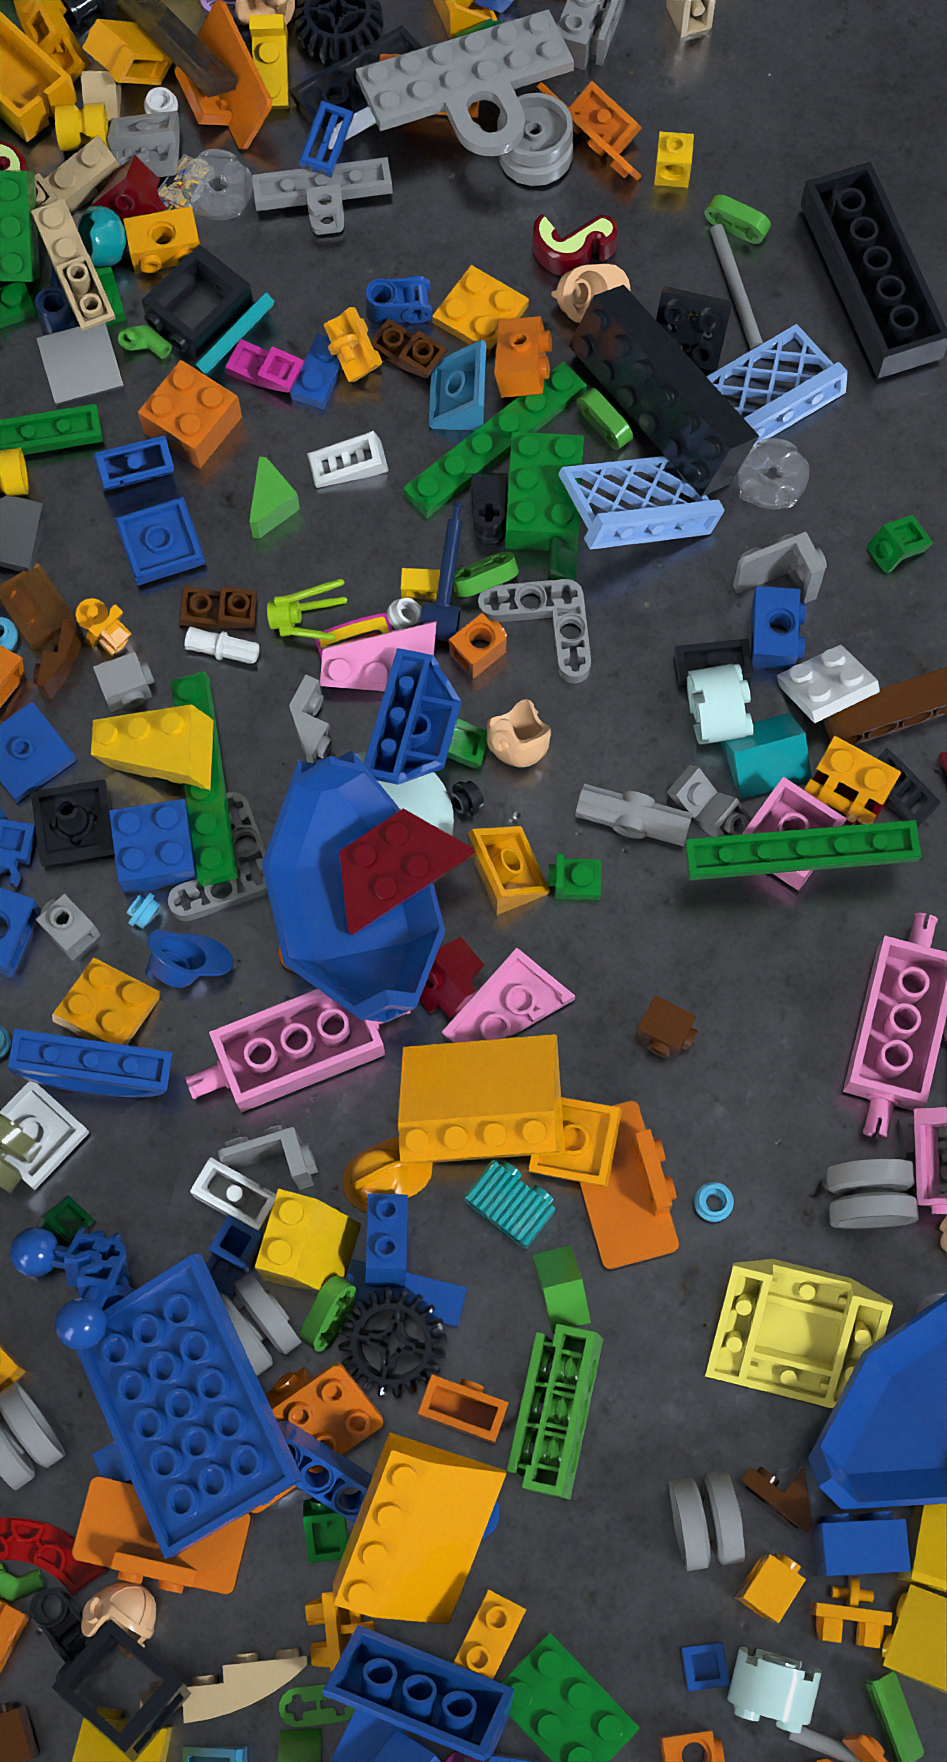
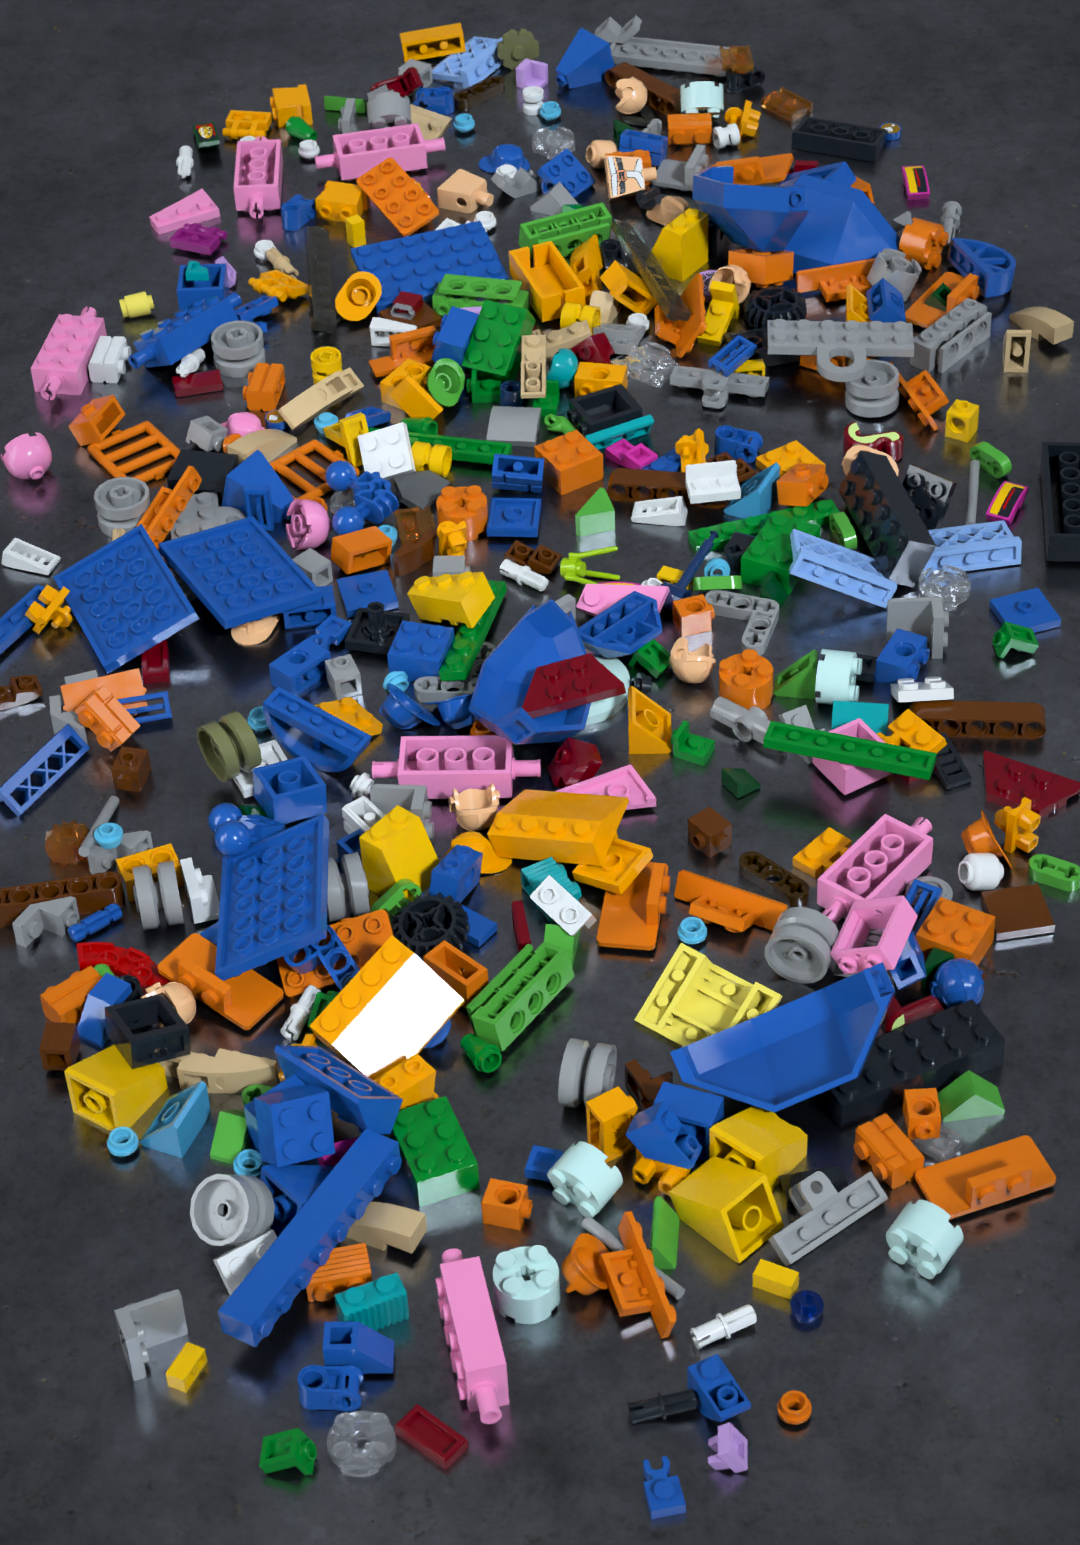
camera: 25 degrees right, 30 degrees down
(34, 1653) = (105, 993): none -> blue slope
(63, 1393) = (200, 893): none -> white bracket
(89, 562) = (465, 505): none -> orange brick
(97, 1171) = (290, 790): none -> blue brick
(184, 1116) = (361, 785): none -> white plate
(244, 930) = (455, 711): none -> blue piece
(289, 1540) = (300, 1013): none -> white axle
(343, 415) = (643, 485): none -> reddish brown beam
(353, 1102) = (475, 807): none -> light nougat cap
(356, 147) = (752, 367): none -> yellow piece
(409, 403) = (712, 482): none -> white bracket
(473, 547) = (717, 563): none -> medium azure plate
(506, 1293) = (520, 925): none -> dark red tile
(546, 1516) = (483, 1054): none -> green cone
(556, 1254) = (562, 906): none -> white bracket
(617, 755) = (746, 679): none -> orange brick
(660, 711) = (798, 678): none -> bright green slope
(661, 917) = (738, 781): none -> dark green slope
(741, 1148) = (726, 904): none -> orange bracket
(788, 290) = (1006, 502): none -> slope
(798, 1089) = (789, 890): none -> dark brown beam
(814, 1001) = (821, 853): none -> light orange plate
(852, 1600) = (663, 1137): none -> blue slope
(888, 482) = (1026, 609): none -> blue plate

